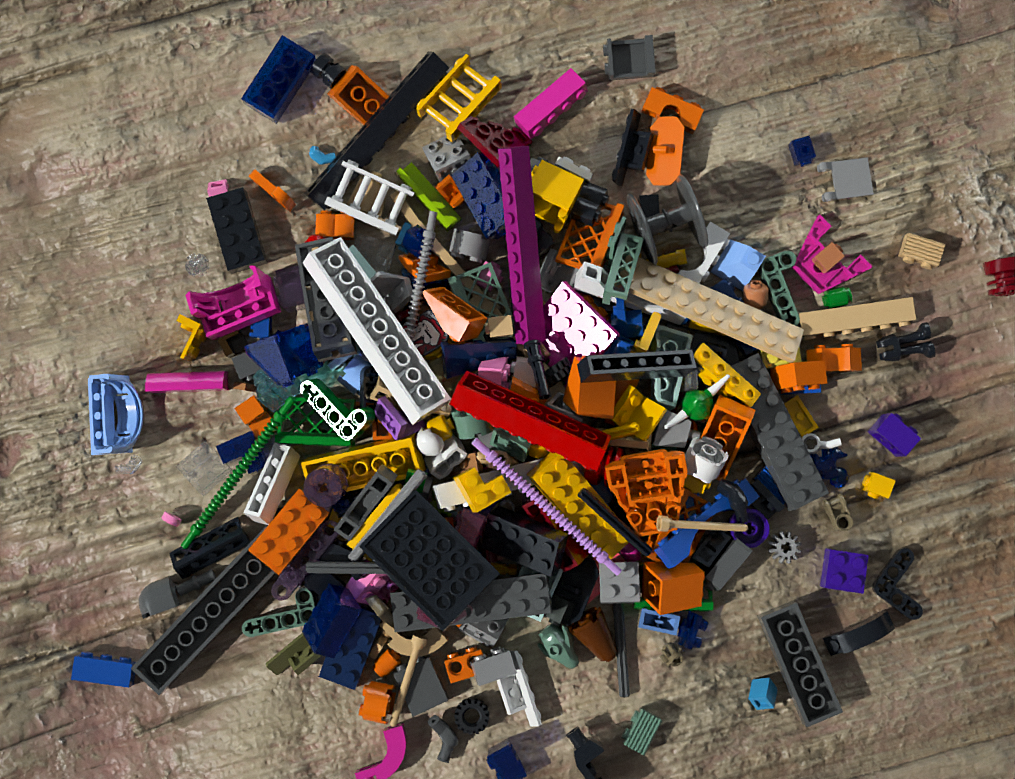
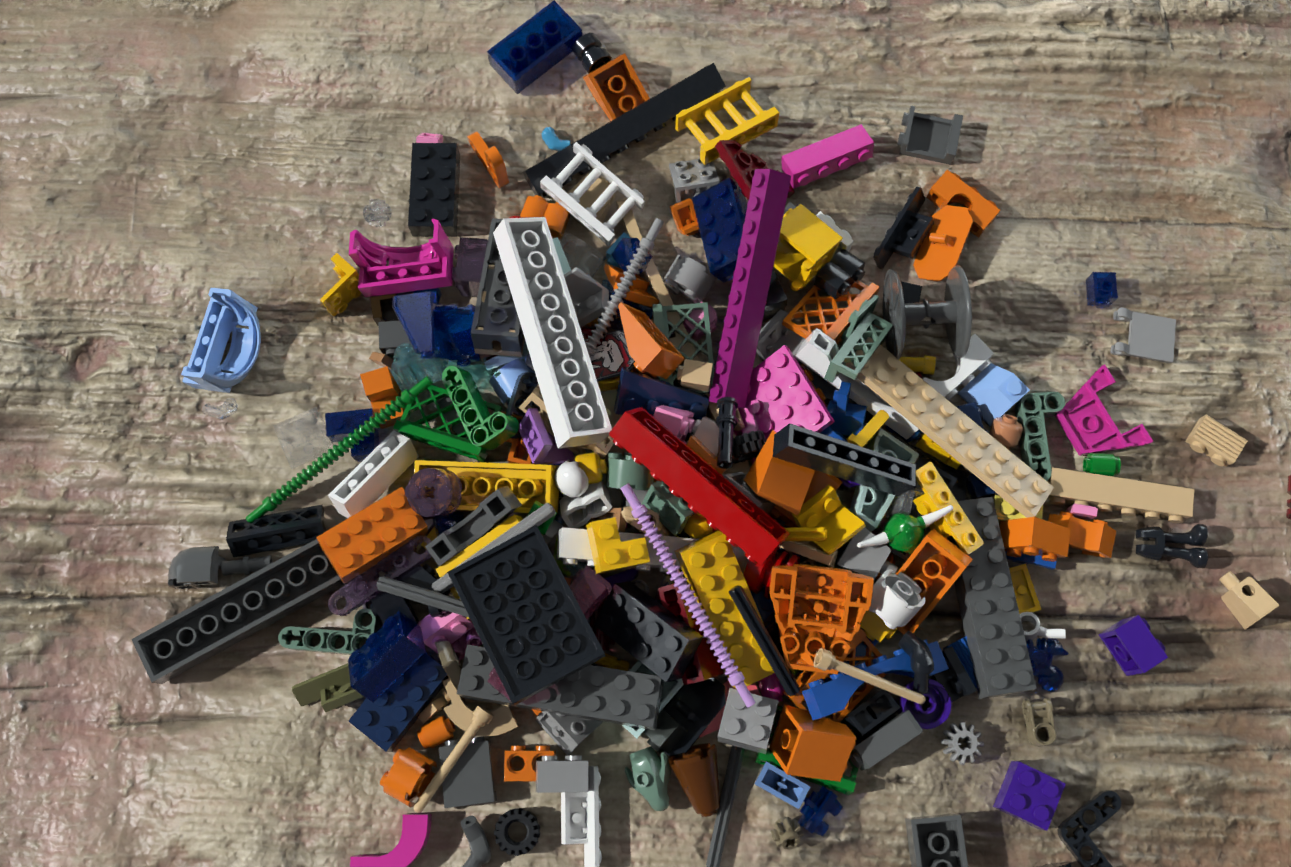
camera: 20 degrees right, 10 degrees down
(103, 669) = (100, 633): blue brick -> none
(171, 519) = (245, 483): bright pink tile -> none
(186, 382) = (319, 335): dark pink brick -> none
(429, 196) = (656, 207): lime fence -> none
(828, 257) = (1103, 413): nougat brick -> none
(830, 340) = (1083, 511): none -> bright pink tile
(878, 485) = (1097, 703): yellow brick -> none
(977, 376) = (1246, 599): none -> tan torso

